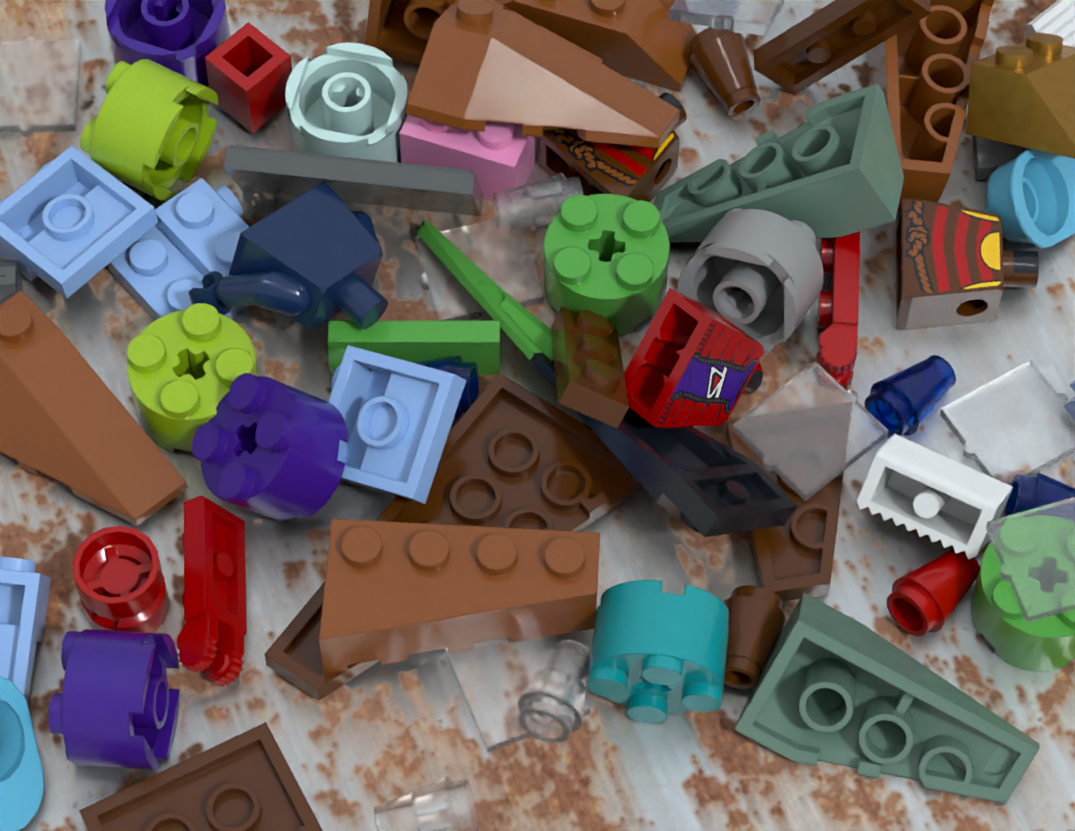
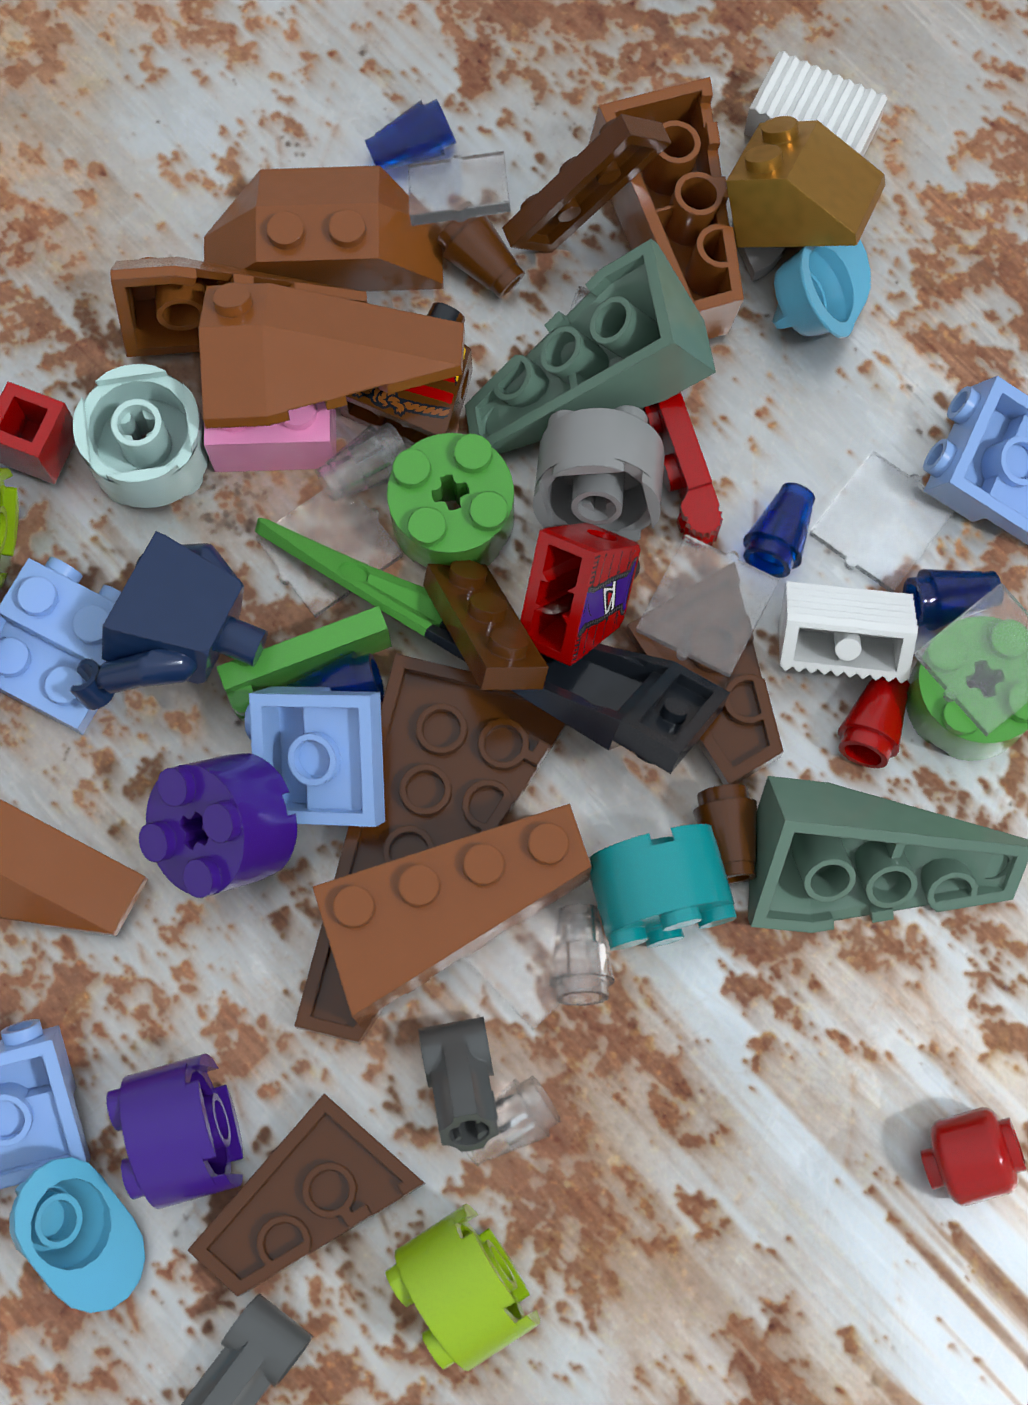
camera: 20 degrees left, 15 degrees up
(121, 581) = (129, 1010): red wheel -> none
(184, 370) = (83, 749): lime brick -> none
(213, 591) = (219, 981): red hinge -> none
(355, 179) = (178, 510): dark grey tile -> none
(398, 751) = (459, 1071): none -> dark grey piece
(953, 265) = (772, 383): reddish brown torso -> none

